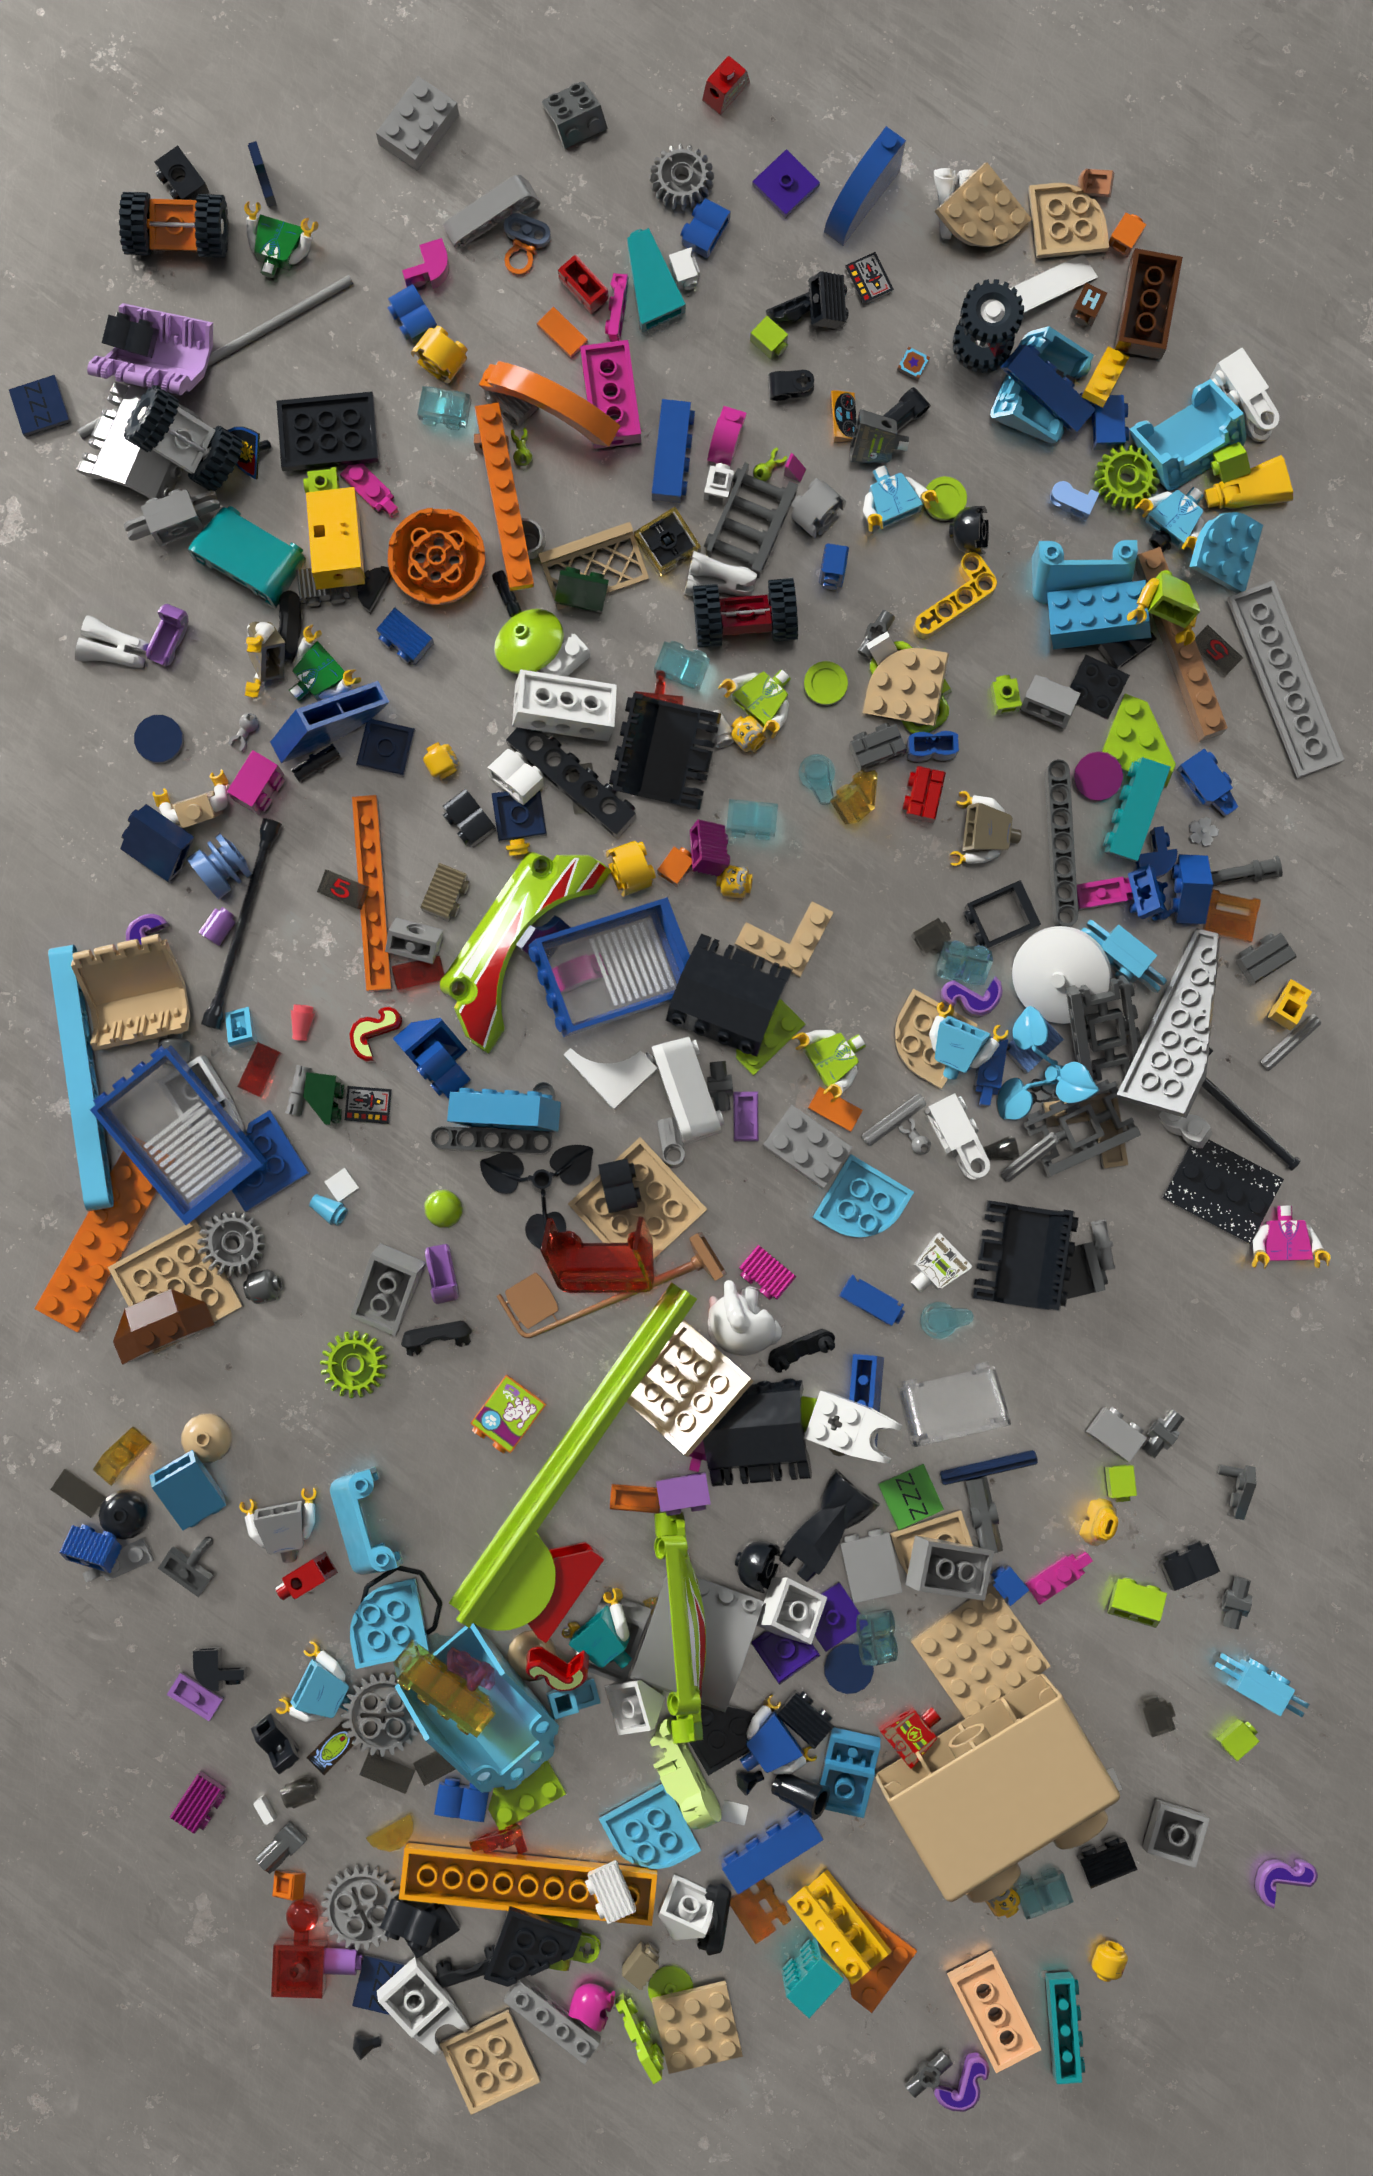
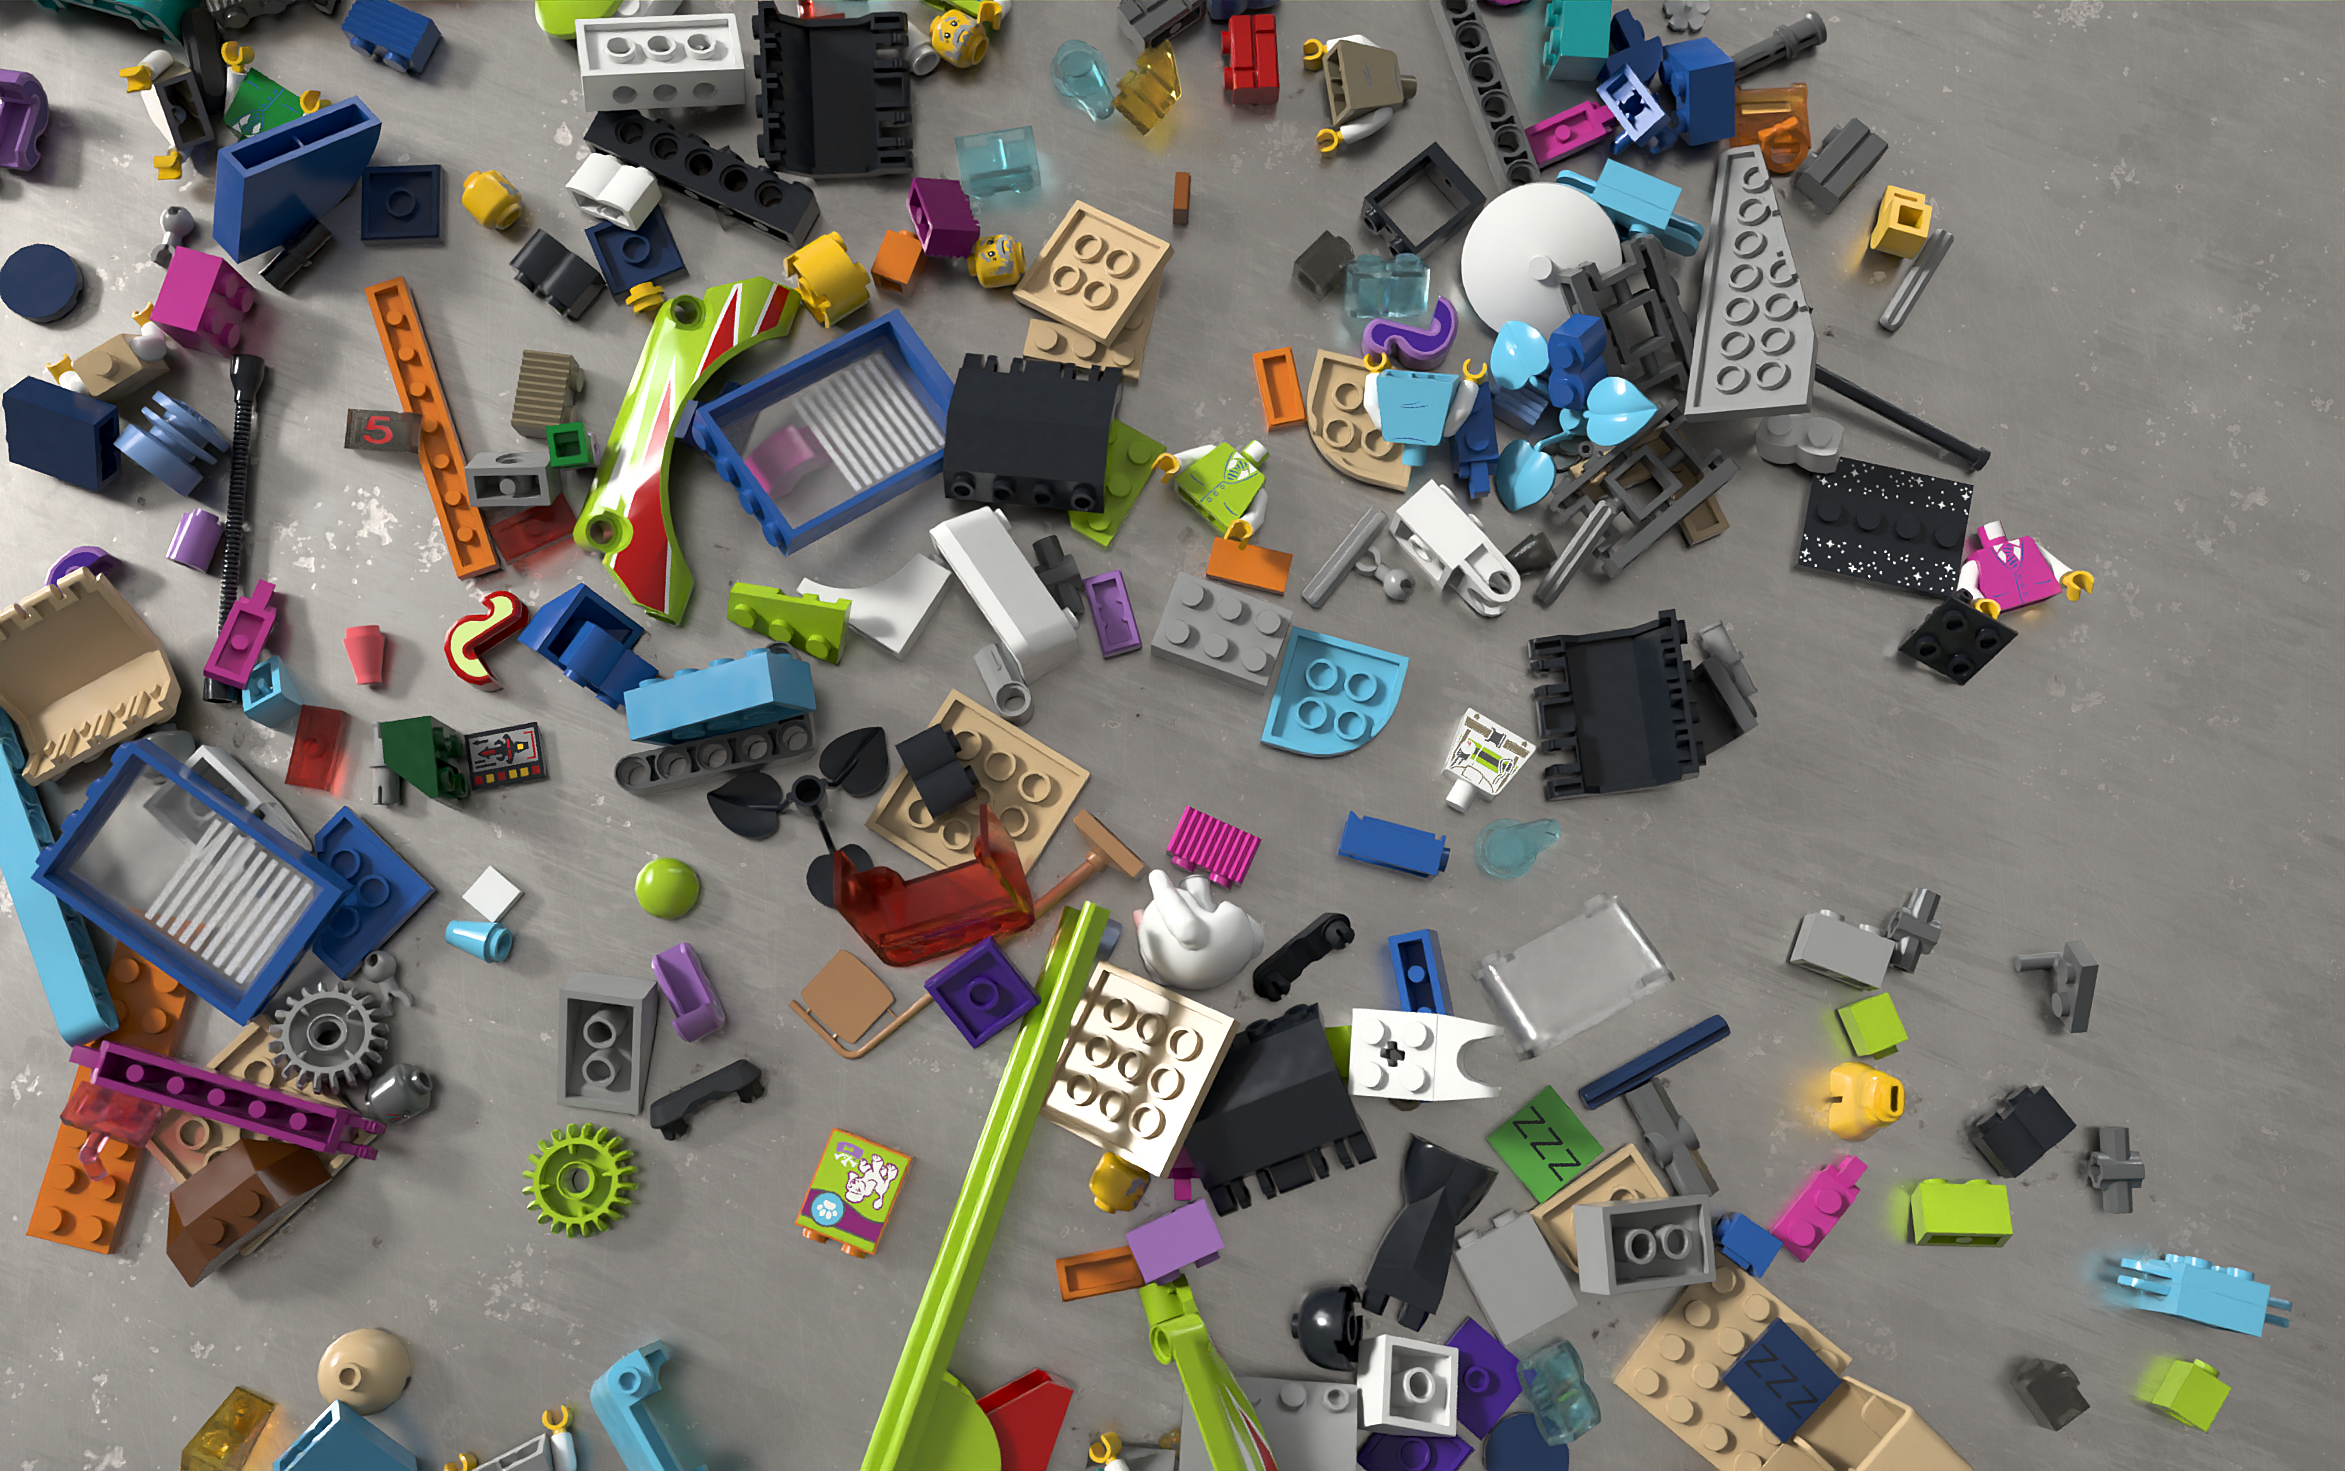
camera: 15 degrees left, 5 degrees down
(98, 1256) = (109, 1116): none -> clear pink plate
(168, 1264) = (227, 1098): none -> magenta hinge
(234, 994) = (243, 637): none -> dark pink hinge
(268, 1214) = (382, 974): none -> light grey arm
(453, 932) = (572, 446): none -> green leg
(560, 1073) = (801, 622): none -> lime wing
(610, 1320) = (982, 992): none -> dark purple plate
(659, 1451) = (1118, 1183): none -> yellow head
(693, 1311) = (1109, 939): none -> sand blue tile
(790, 905) = (1093, 272): none -> tan plate
(857, 871) = (1181, 198): none -> dark orange tile
(883, 1005) = (1279, 389): none -> orange tile
(1004, 1665) = (1780, 1380): none -> dark blue tile
(1062, 1044) = (1576, 360): none -> blue brick
(1241, 928) = (1767, 137): none -> orange piece
(1241, 1270) = (1957, 638): none -> black hinge

